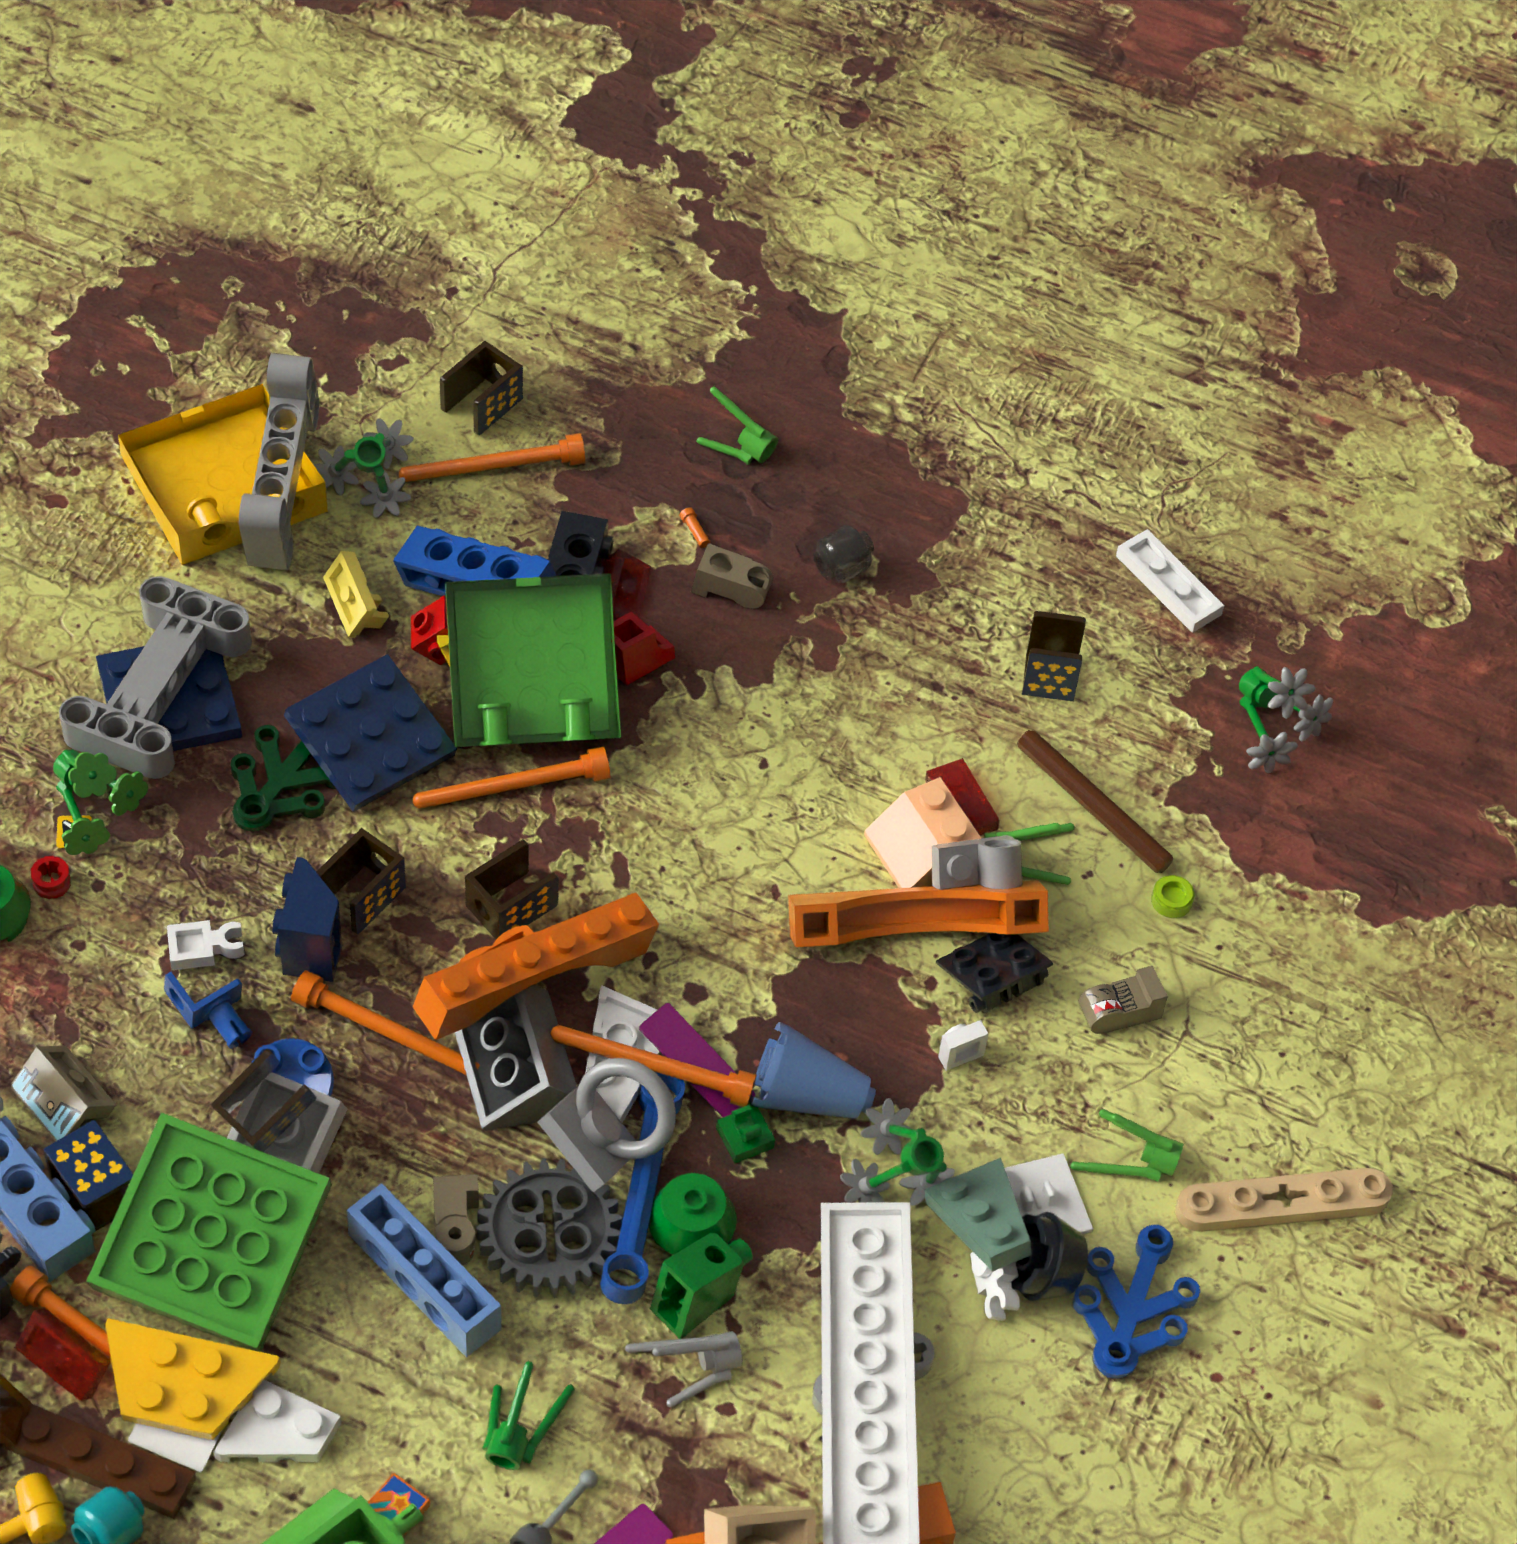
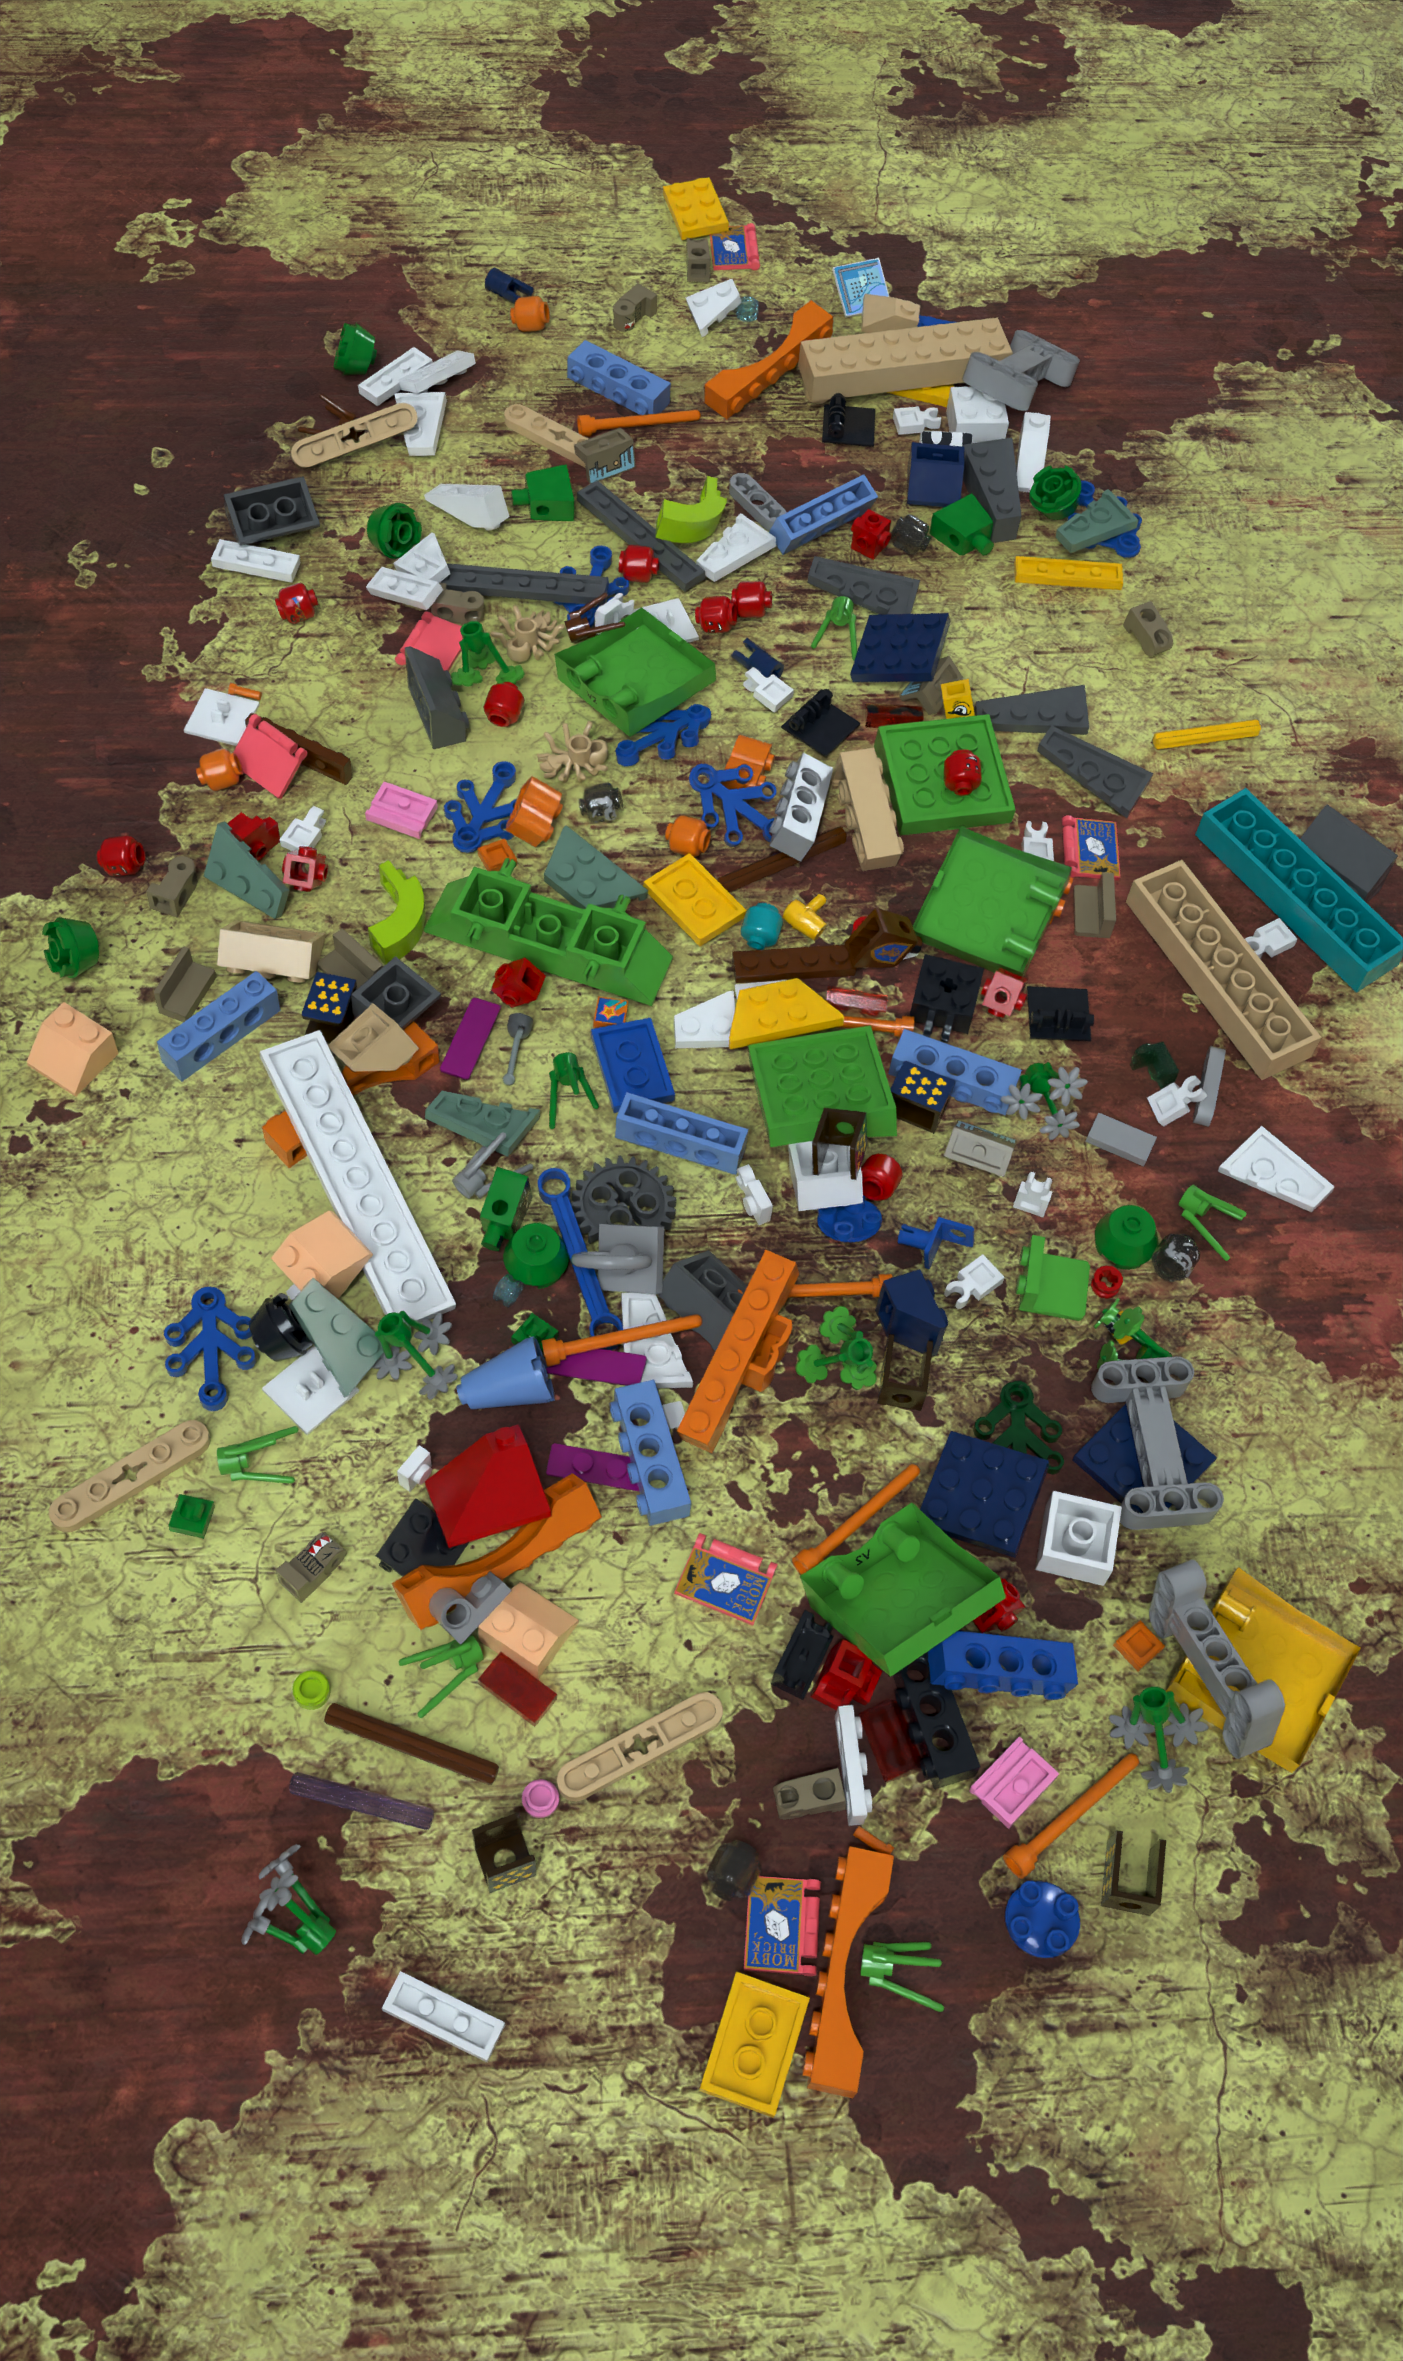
camera: 150 degrees right, 5 degrees up
(55, 994) = (1033, 1195): none -> white plate
(116, 899) = (1052, 1282): none -> bright green bracket
(200, 1102) = (880, 1176): none -> red head
(308, 642) = (1078, 1538): none -> white brick
(318, 550) = (1139, 1645): none -> orange tile
(352, 596) = (1094, 1618): light yellow plate -> none
(386, 1153) = (756, 1200): none -> white plate
(405, 922) = (854, 1352): none -> bright green plant
(418, 1411) = (632, 1062): none -> blue plate
(451, 1200) = (688, 1182): dark tan leg -> none
(497, 875) = (793, 1394): dark brown piece -> none
(530, 503) = (1014, 1782): none -> bright pink plate
(586, 404) = (1042, 1919): none -> blue dish
(643, 983) = (674, 1414): none -> white sticker
(657, 1425) = (482, 1121): none -> sand green wing
(662, 692) = (802, 1656): none -> black hinge
(676, 580) = (852, 1765): none -> white plate
(688, 797) = (725, 1580): none -> piece
(701, 883) = (643, 1402): none -> medium blue brick
(738, 489) = (836, 2052): none -> orange arch
(749, 1192) = (508, 1290): none -> clear light blue bush
(754, 967) = (590, 1466): none -> magenta piece
(820, 507) = (782, 1926): none -> piece
(845, 692) = (607, 1763): none -> tan piece
(902, 964) = (488, 1489): none -> red slope
(903, 440) = (754, 2044): none -> yellow plate
(960, 1317) = (322, 1251): none -> light nougat slope
(991, 698) = (540, 1798): none -> bright pink plate
(1167, 777) = (361, 1801): none -> clear purple axle
(1231, 1123) = (191, 1516): none -> green tile

